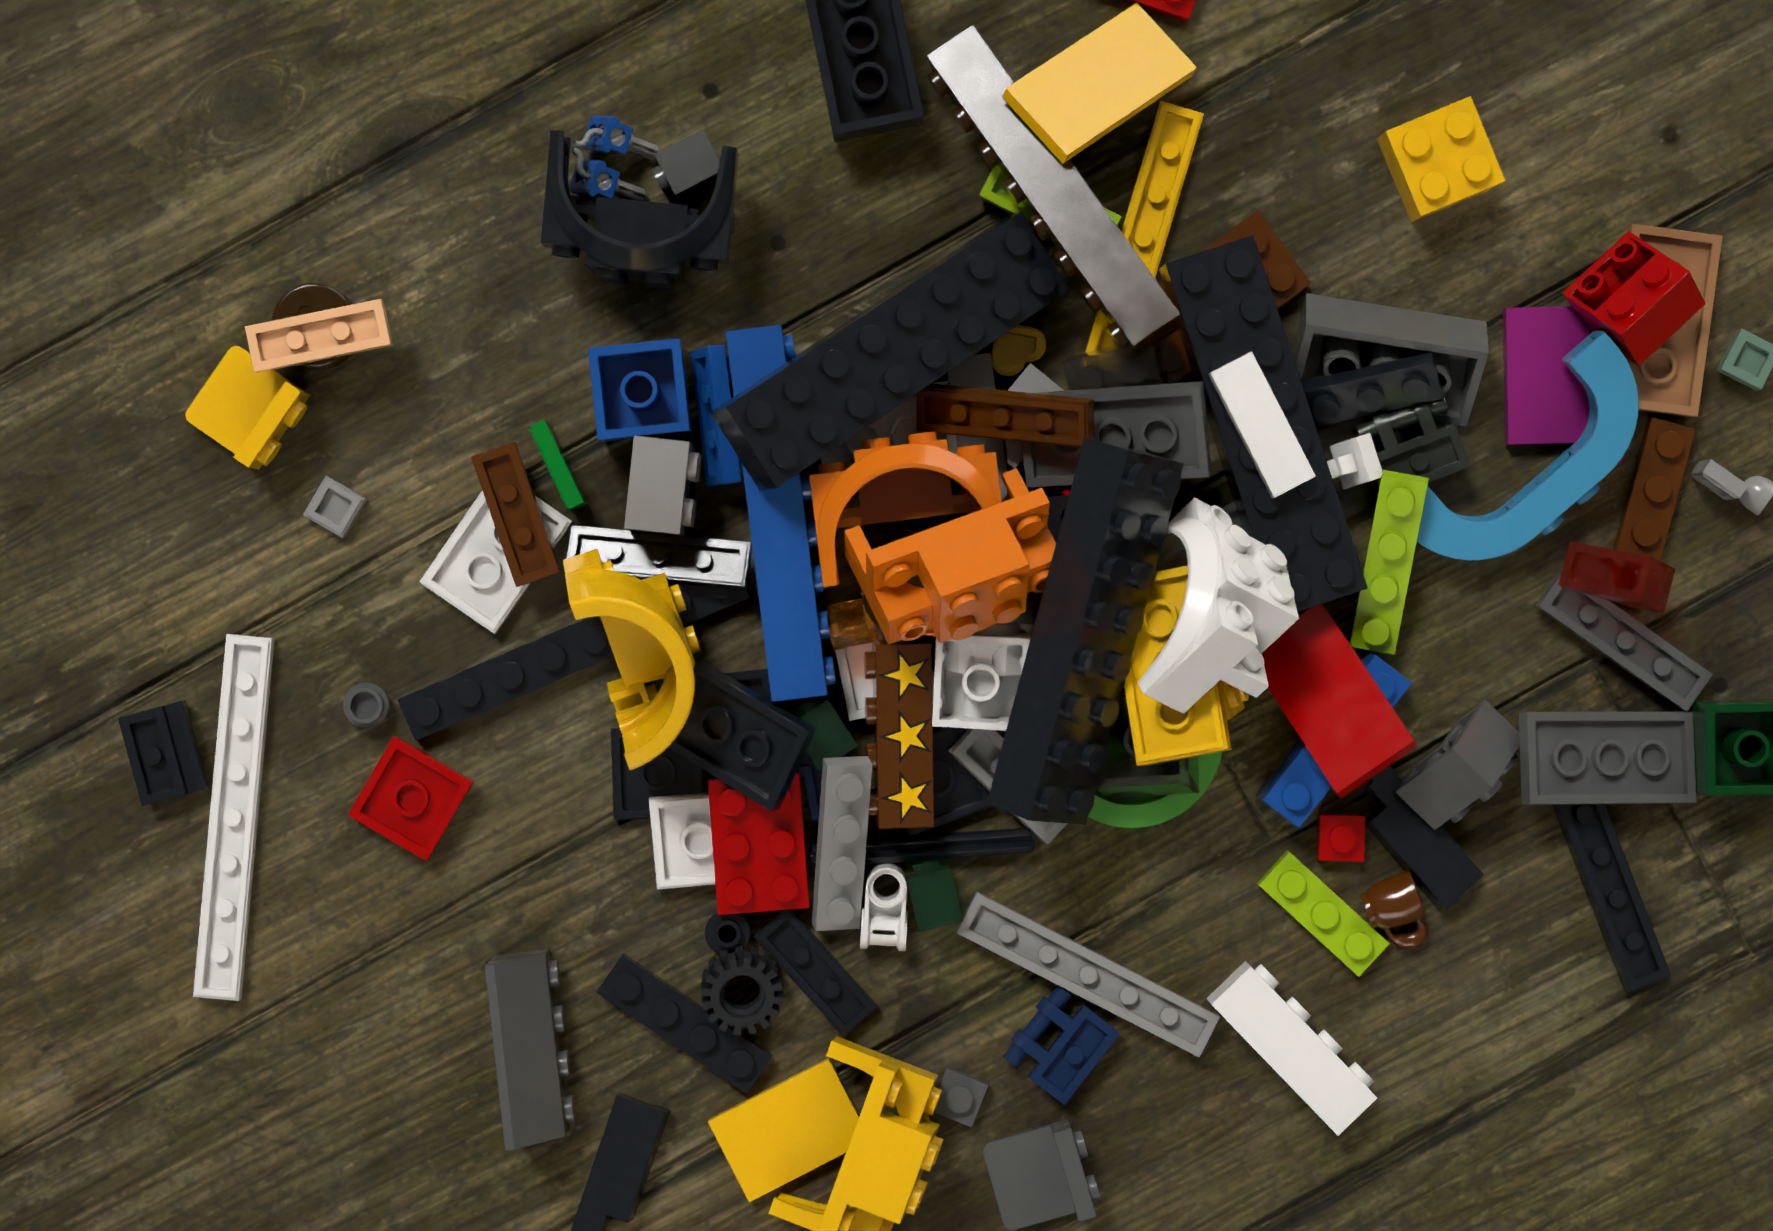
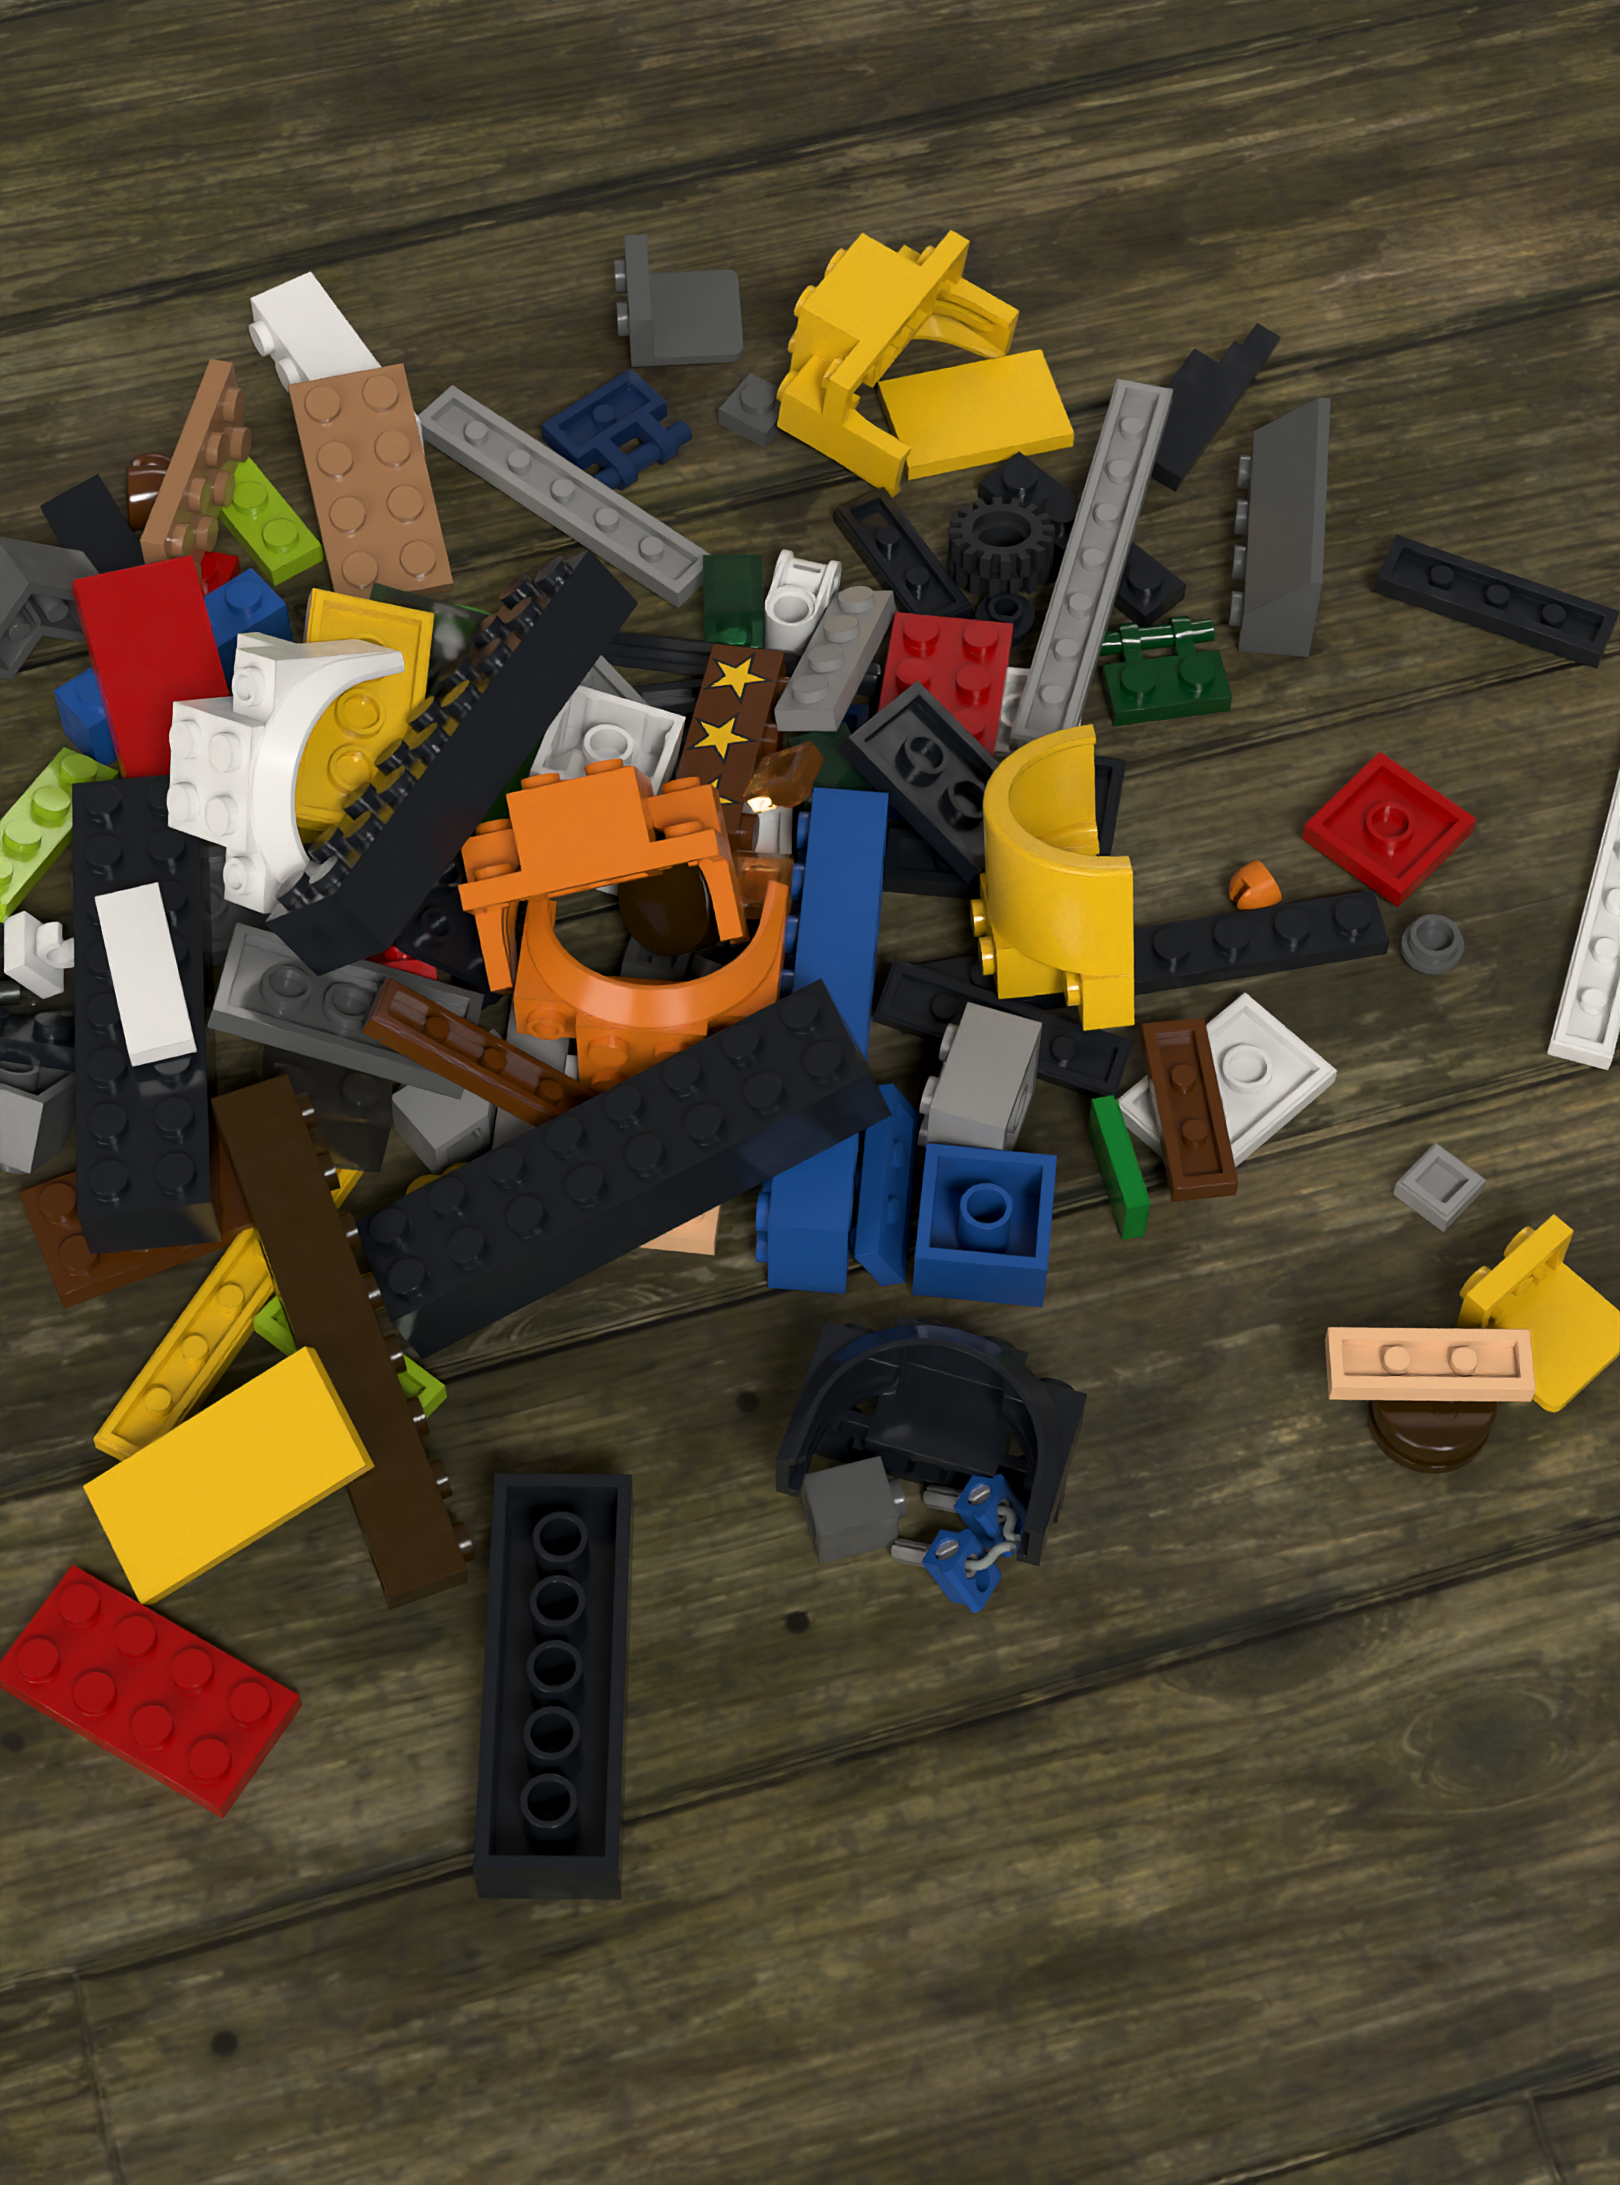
camera: 165 degrees left, 30 degrees down
(359, 1027) = (1496, 601): none -> black plate
(499, 726) = (1254, 887): none -> orange hinge
(595, 898) = (1163, 686): none -> dark green plate
(667, 982) = (1093, 562): none -> light grey tile
(851, 701) = (784, 778): none -> clear orange plate
(1233, 934) = (370, 483): none -> medium nougat plate
(1359, 893) = (200, 471): none -> medium nougat plate

